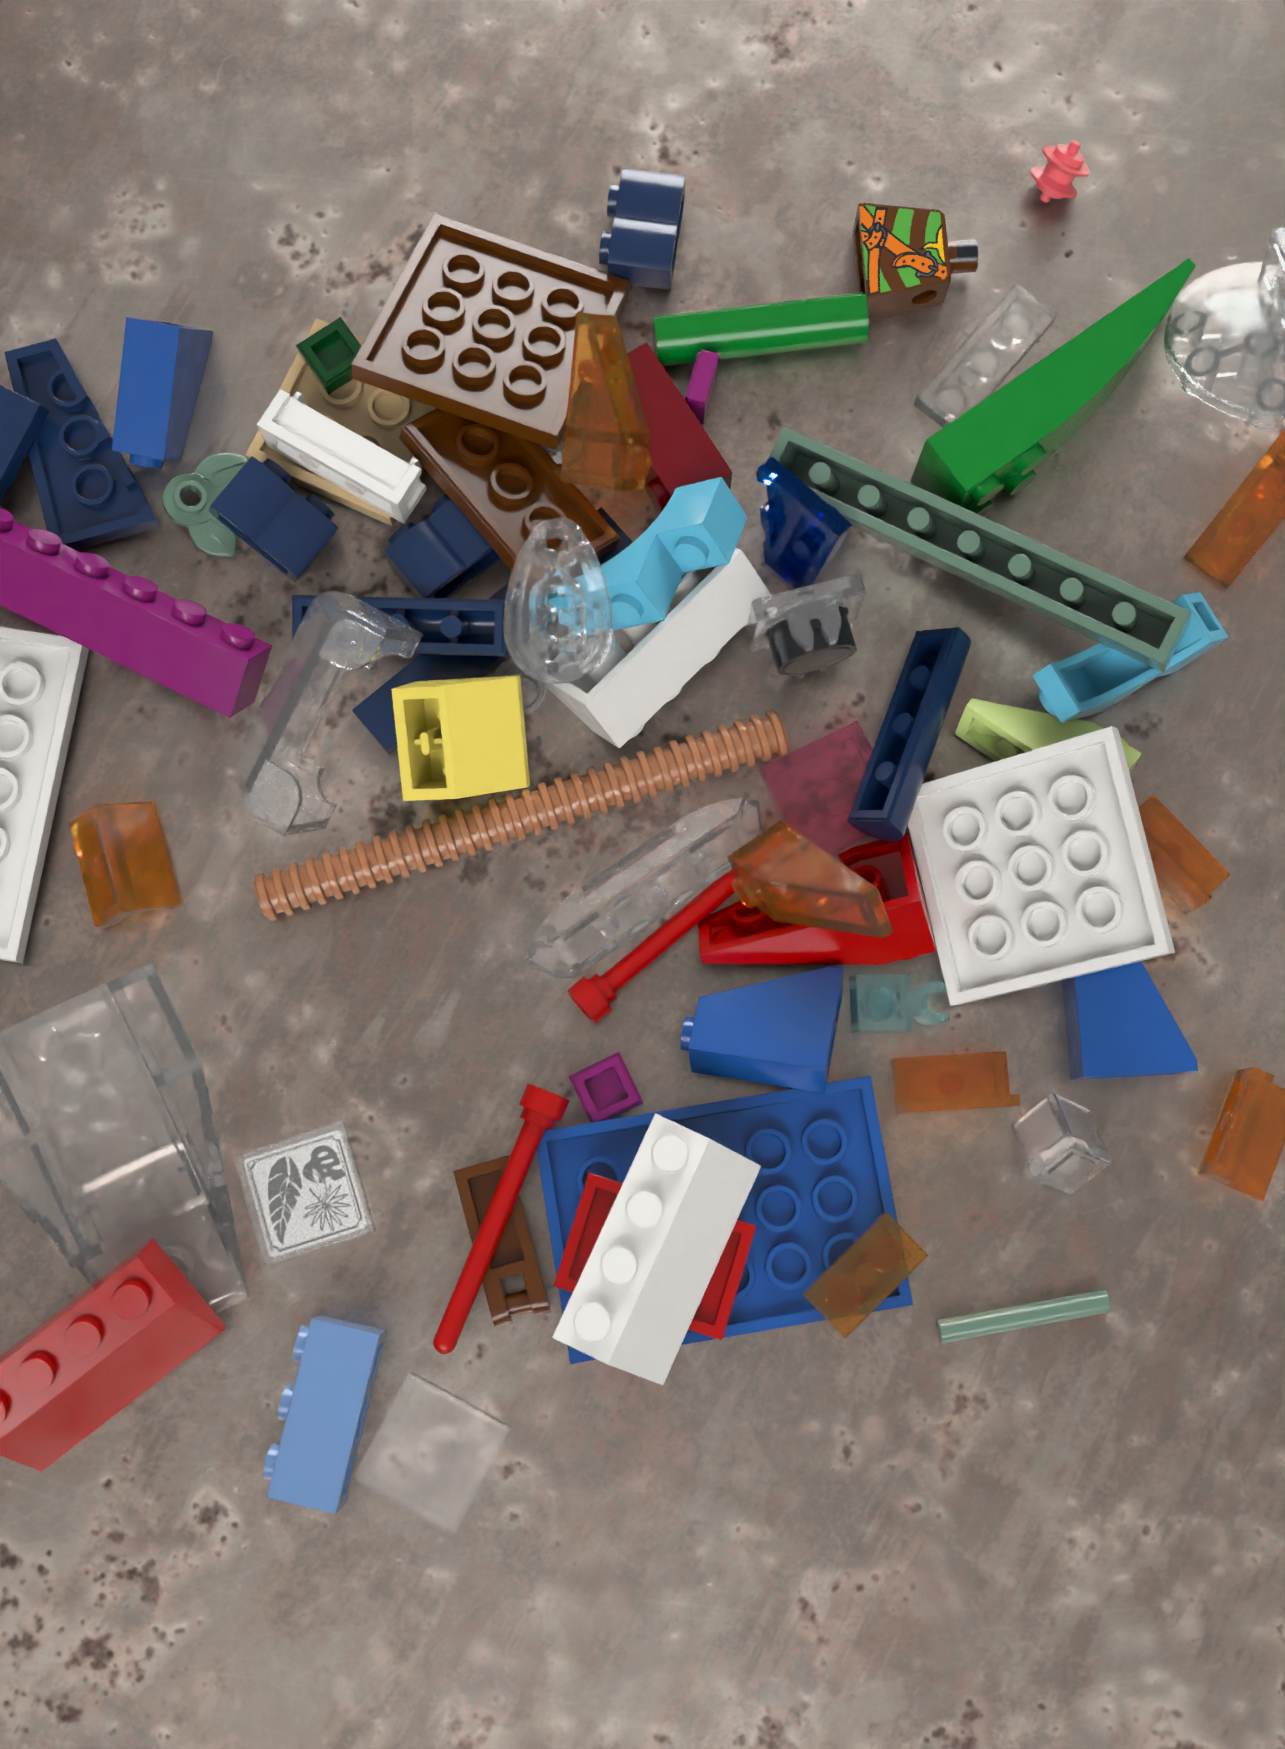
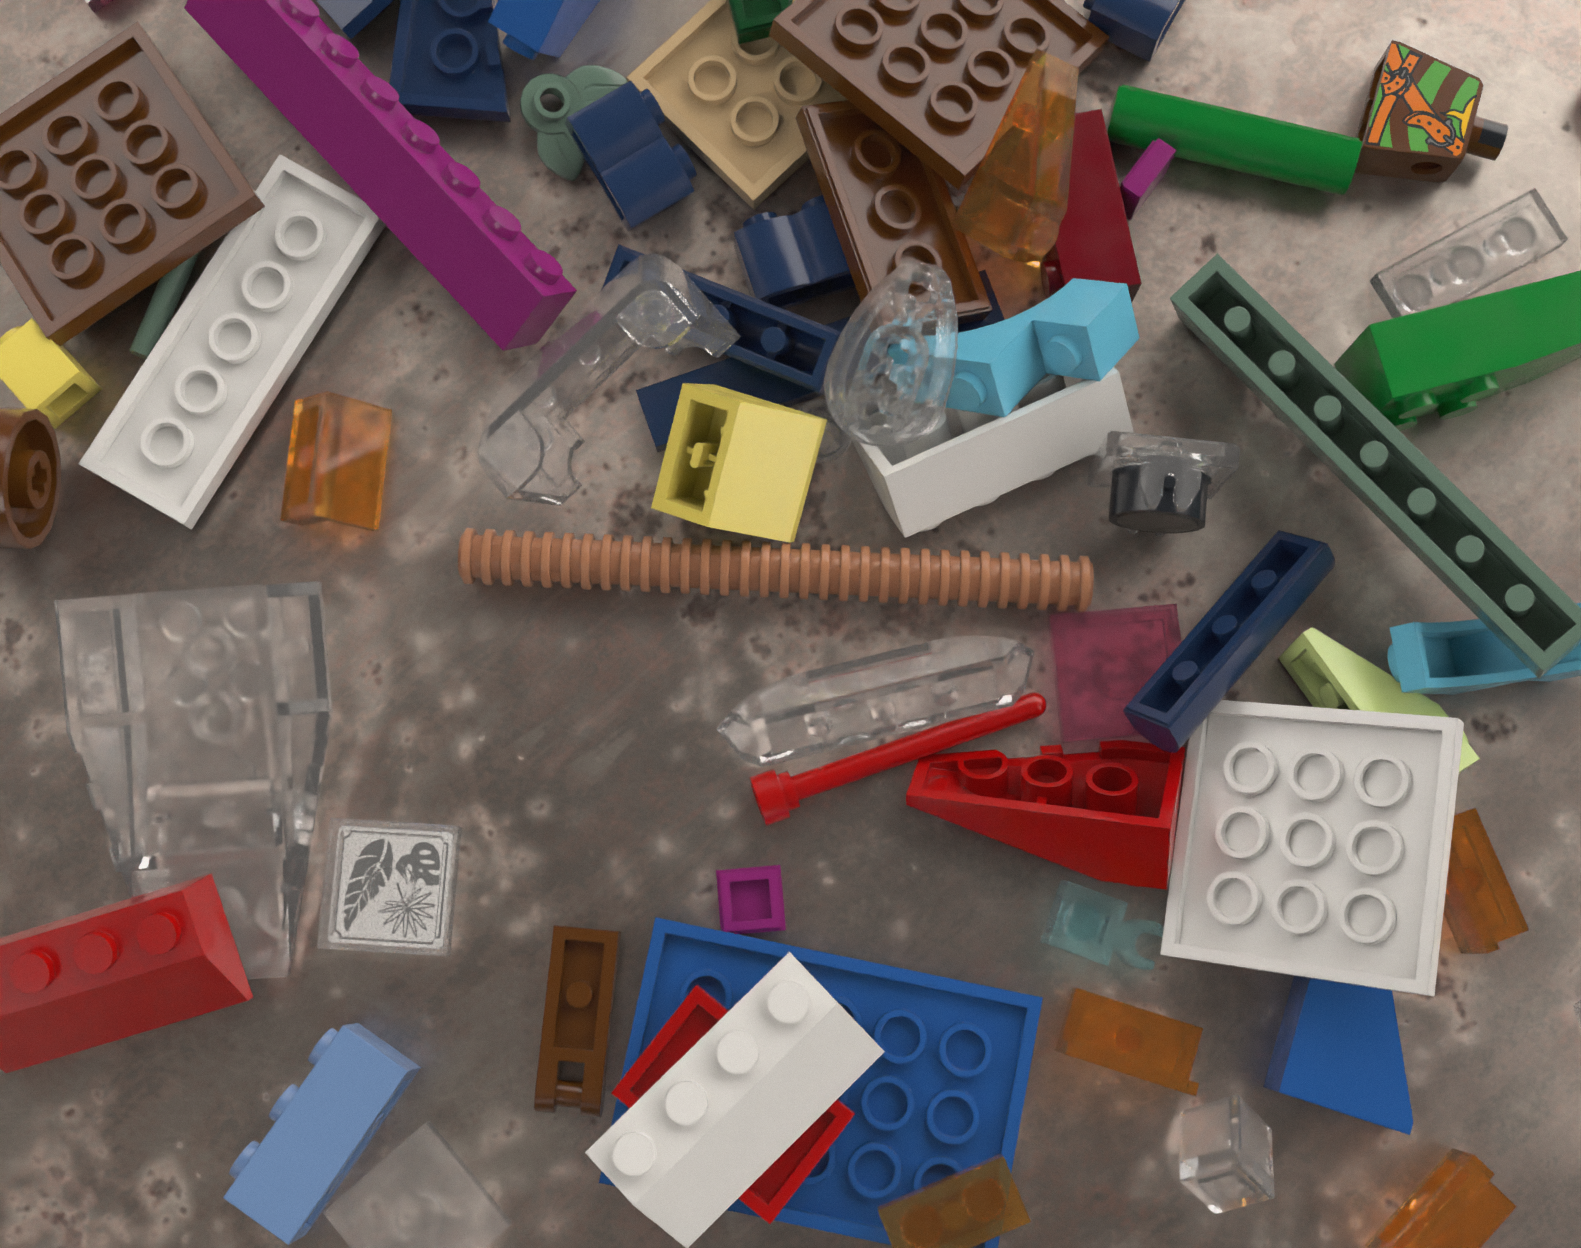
camera: 25 degrees right, 0 degrees up
(342, 456) = (727, 115): white container -> none
(539, 1113) = (668, 900): red piece -> none
(769, 1031) = (951, 906): blue slope -> none
(798, 527) = (1191, 369): clear blue wing -> none
(805, 885) = (1050, 763): clear orange slope -> none

